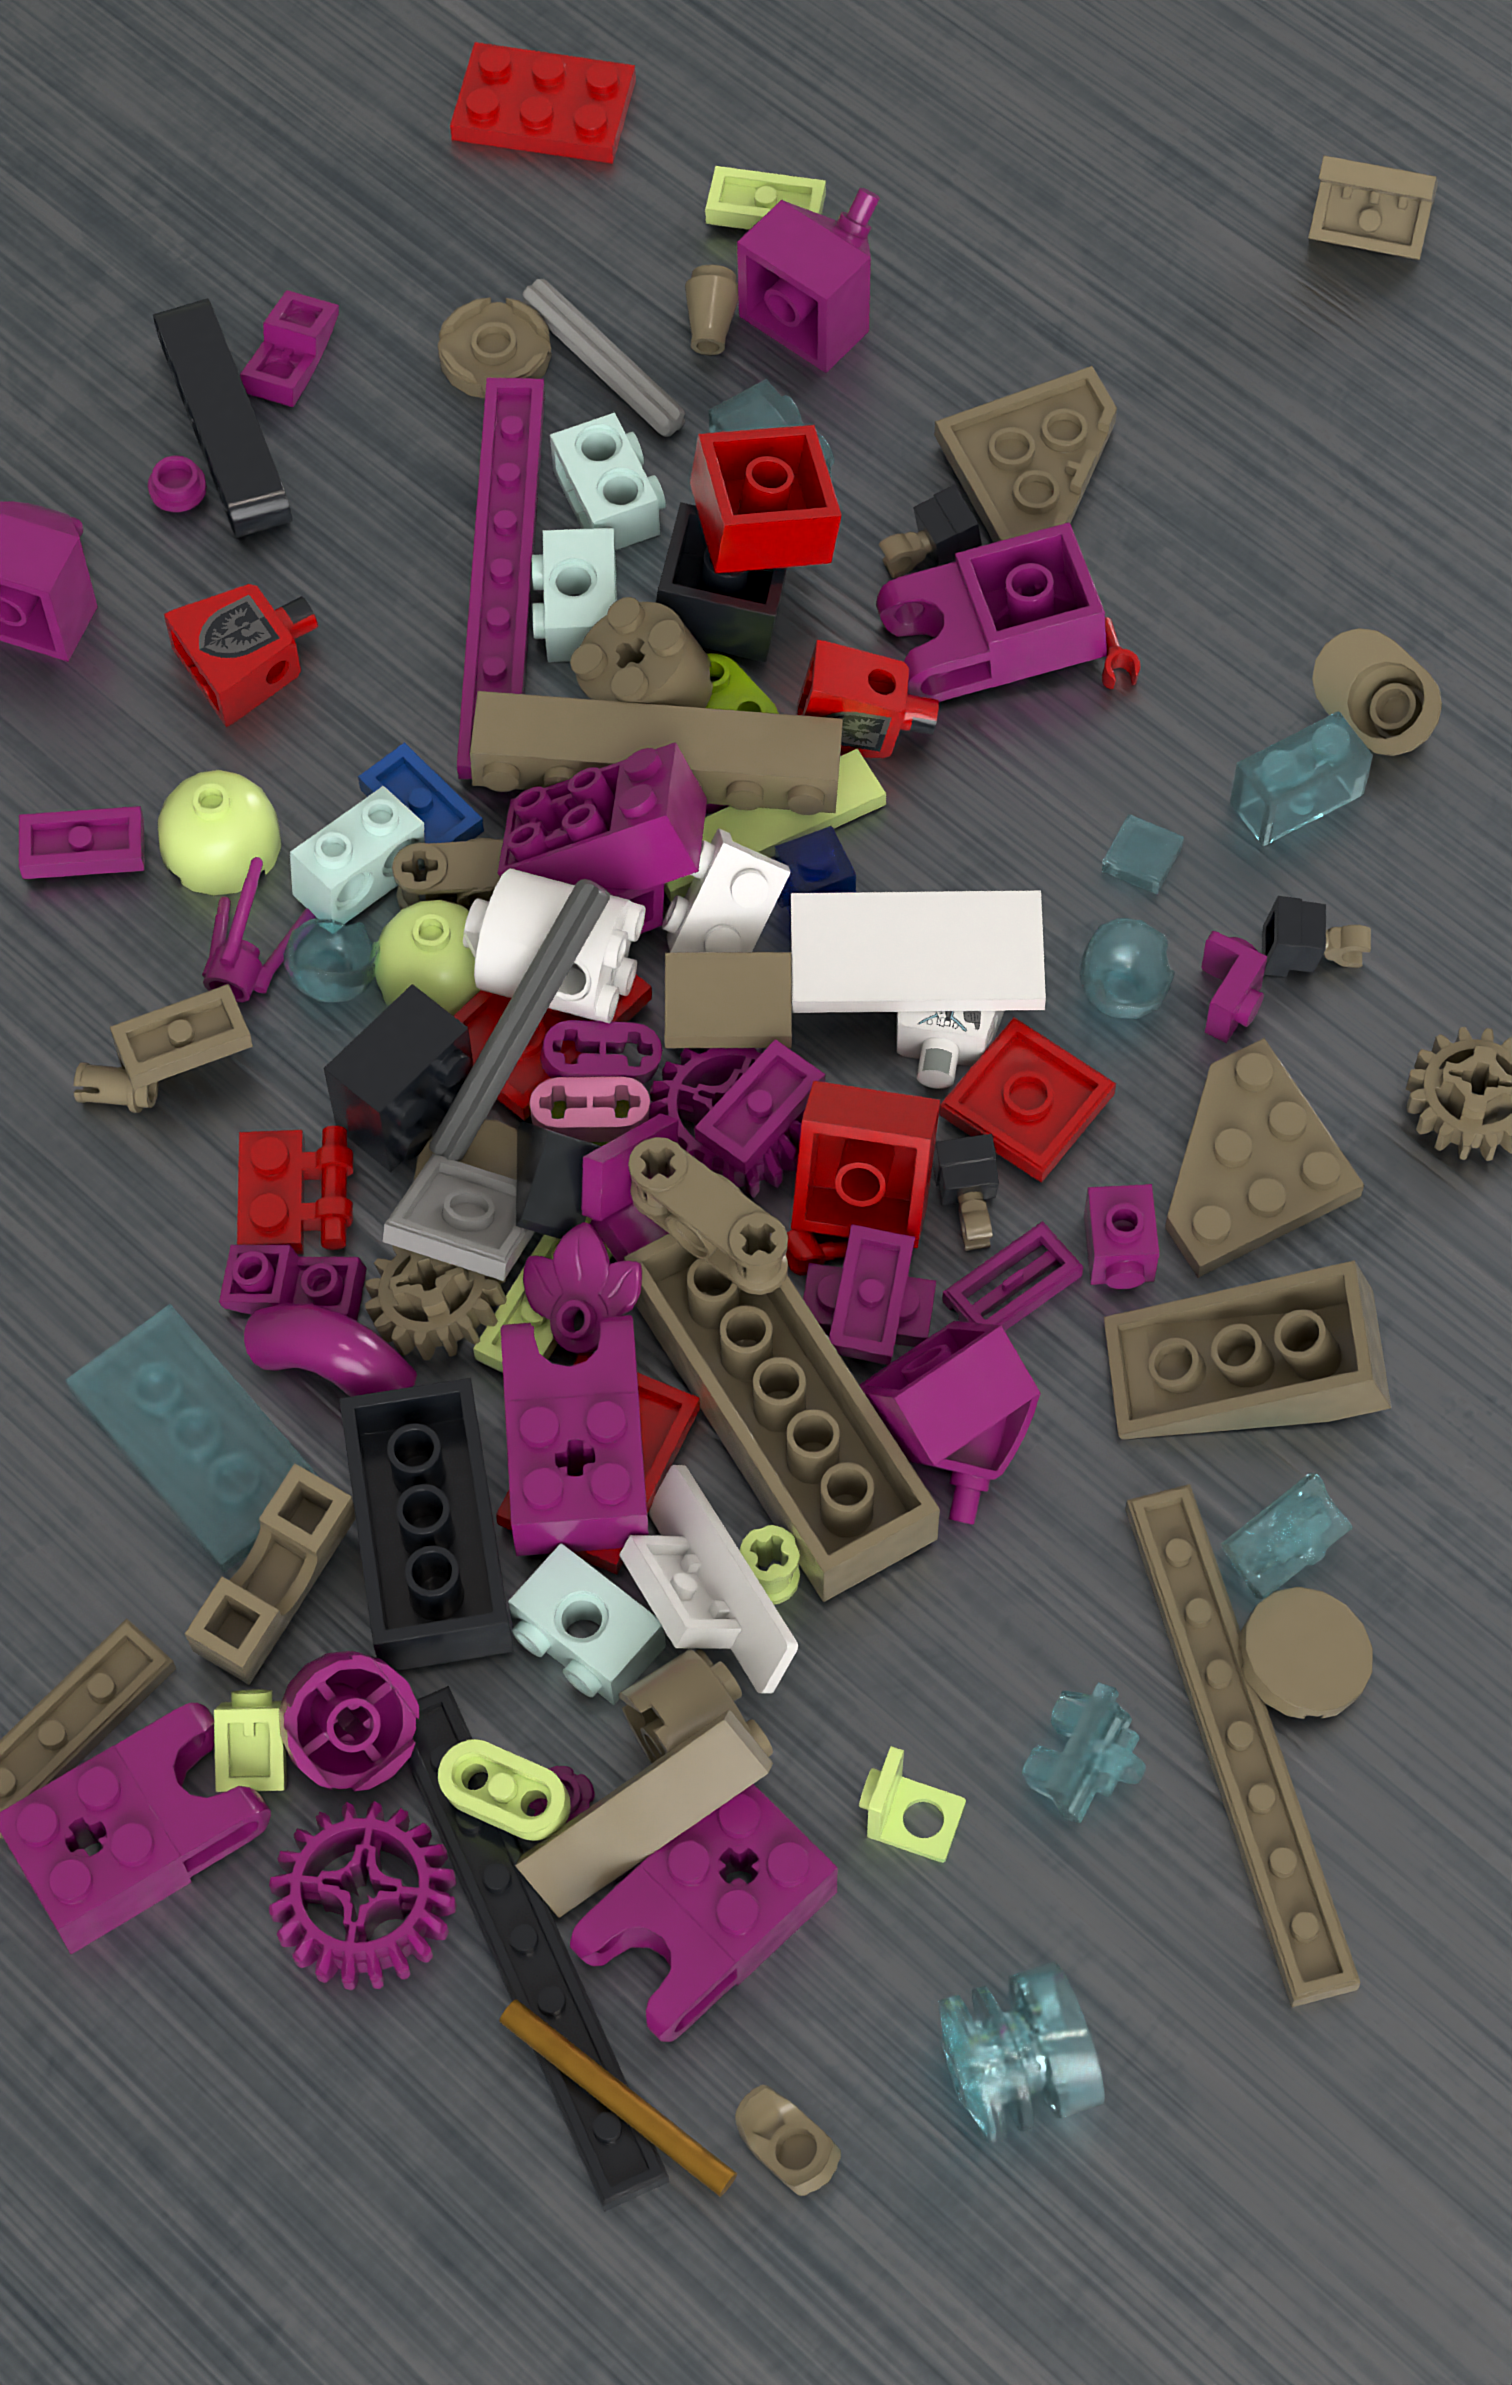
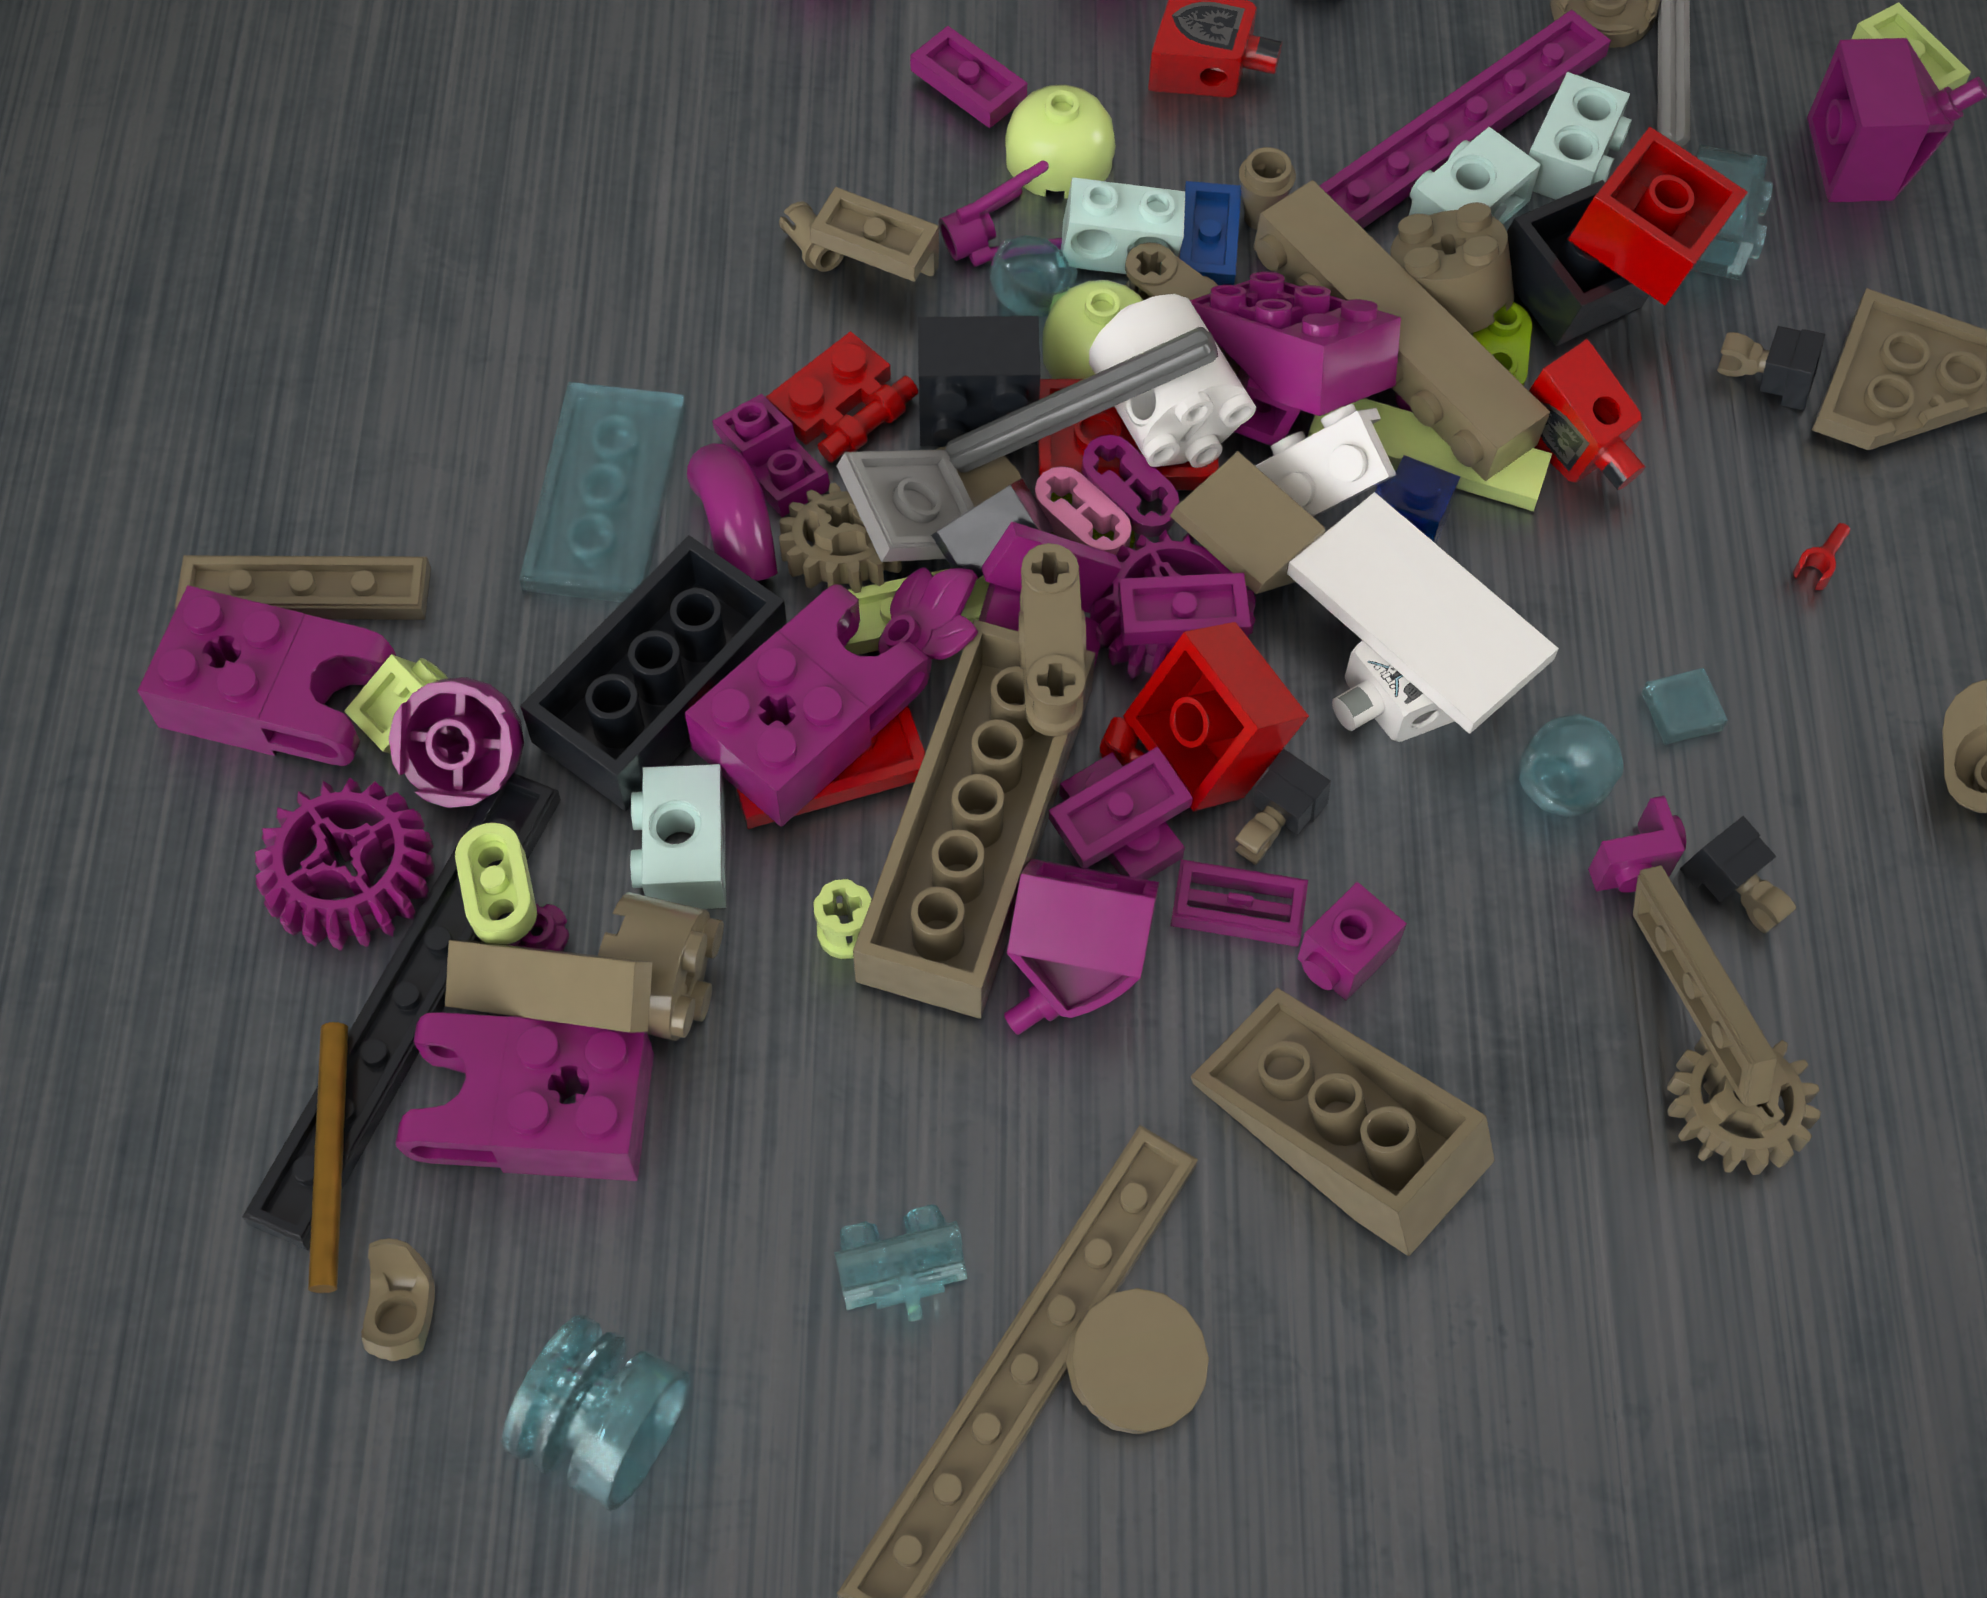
camera: 45 degrees right, 0 degrees up
(292, 1548) = (486, 622): dark tan arch -> none
(429, 725) = (1264, 180): none -> dark tan cone
(705, 1585) = (767, 879): white bracket -> none
(711, 306) = (1787, 90): dark tan cone -> none
(890, 1795) = (738, 1150): yellowish green bracket -> none
(997, 614) = (1757, 449): magenta brick -> none
(1028, 1098) = (1396, 790): red plate -> none
(1253, 1163) = (1513, 989): dark tan plate -> none
(1286, 1536) = (1217, 1263): clear light blue hips -> none
(1300, 778) = (1866, 756): clear light blue brick -> none
(1380, 1038) = (1704, 987): none -> dark tan tile

